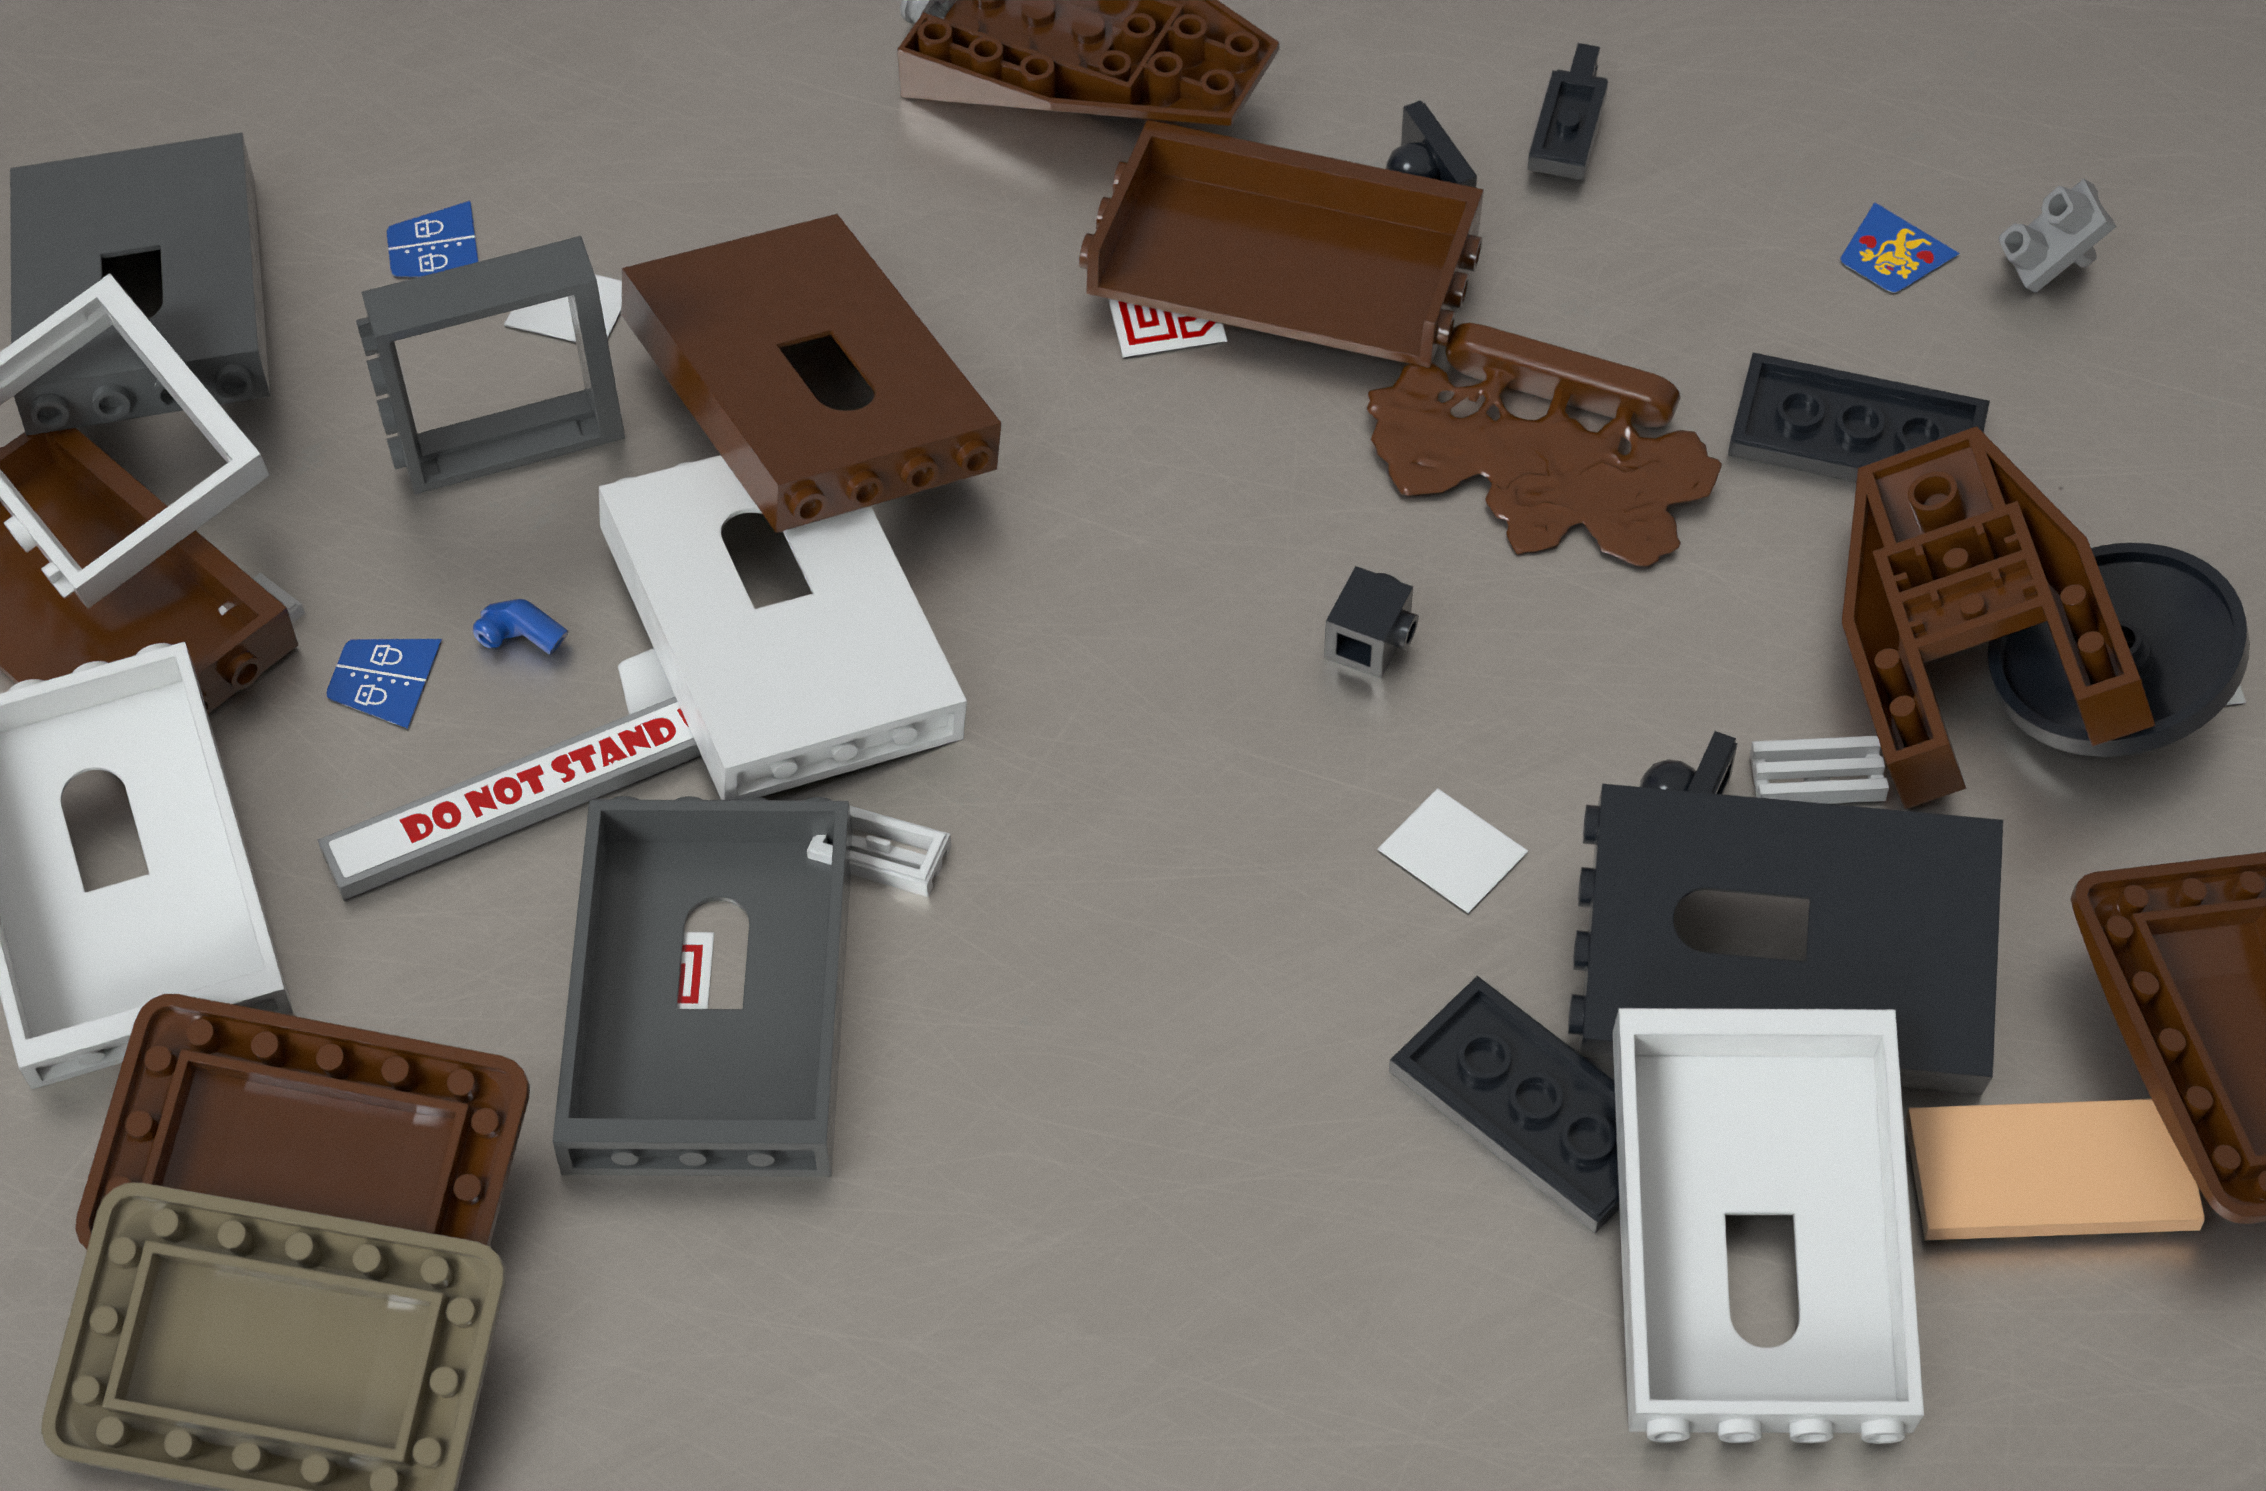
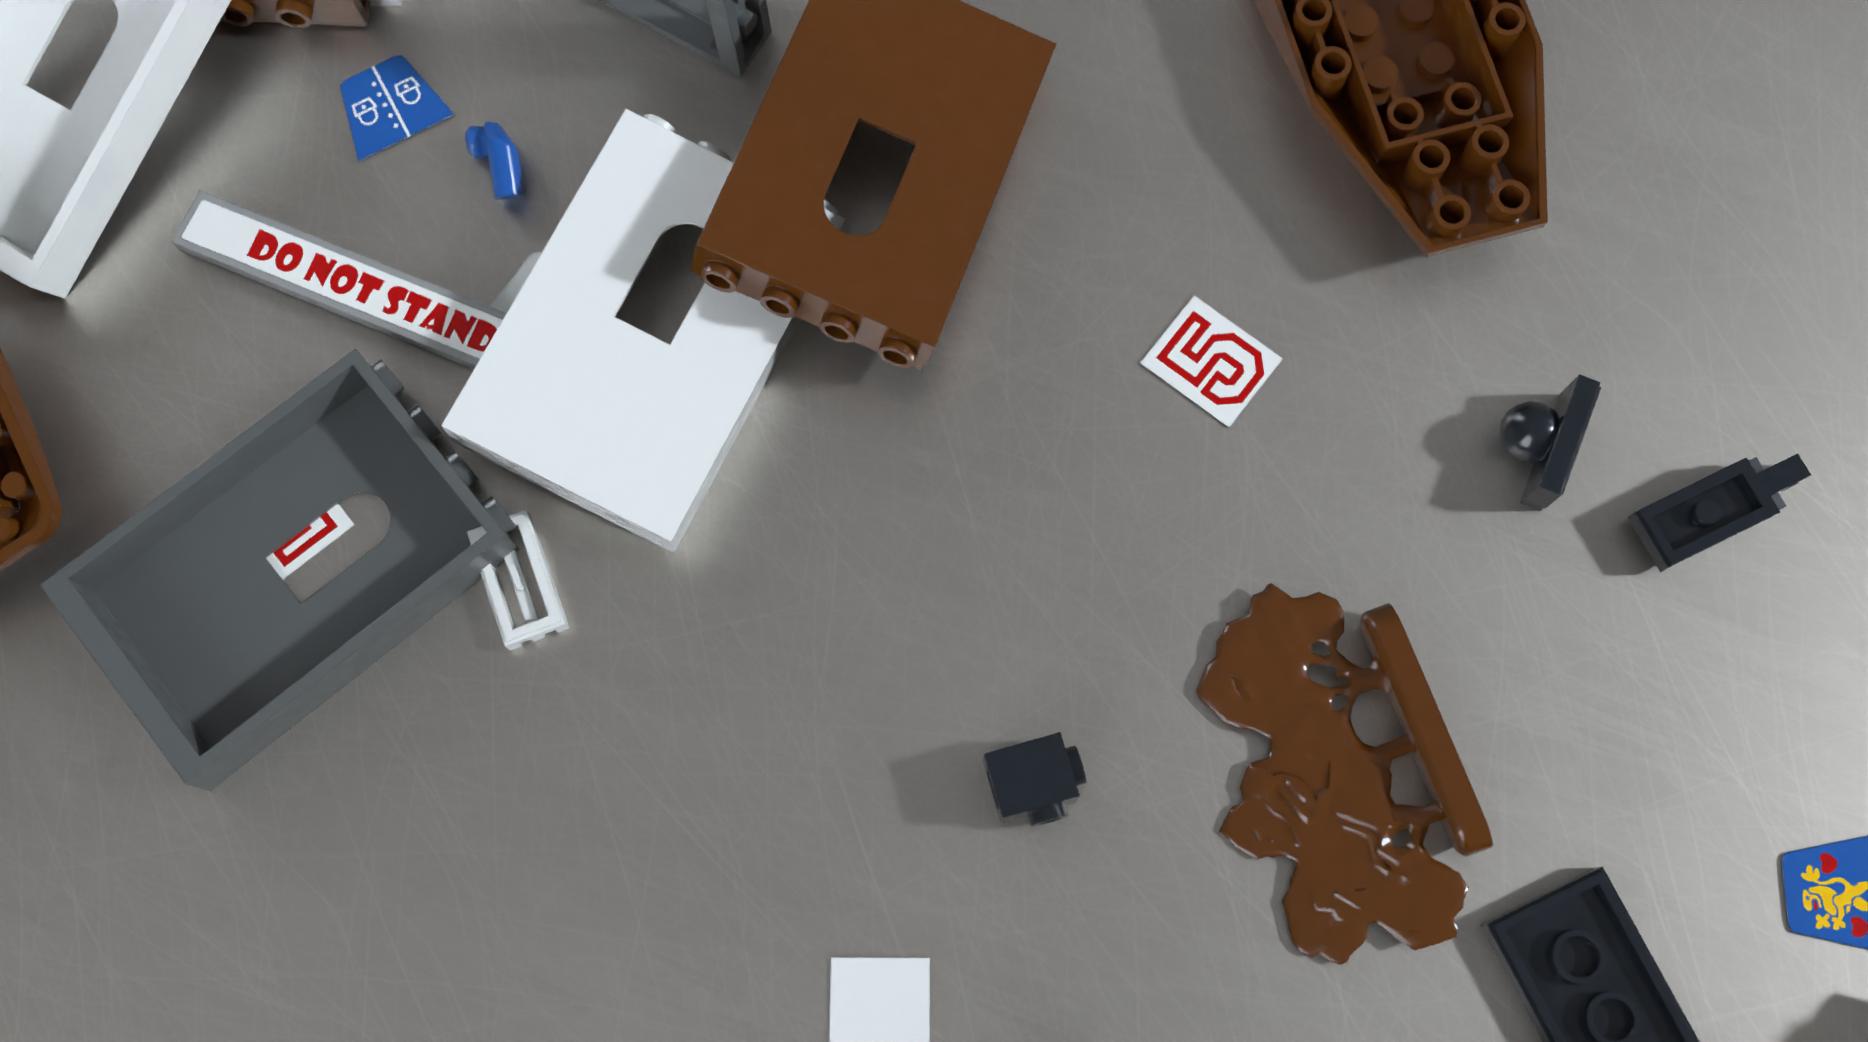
camera: 50 degrees right, 20 degrees up
(1286, 243) = (1354, 400): reddish brown panel -> none

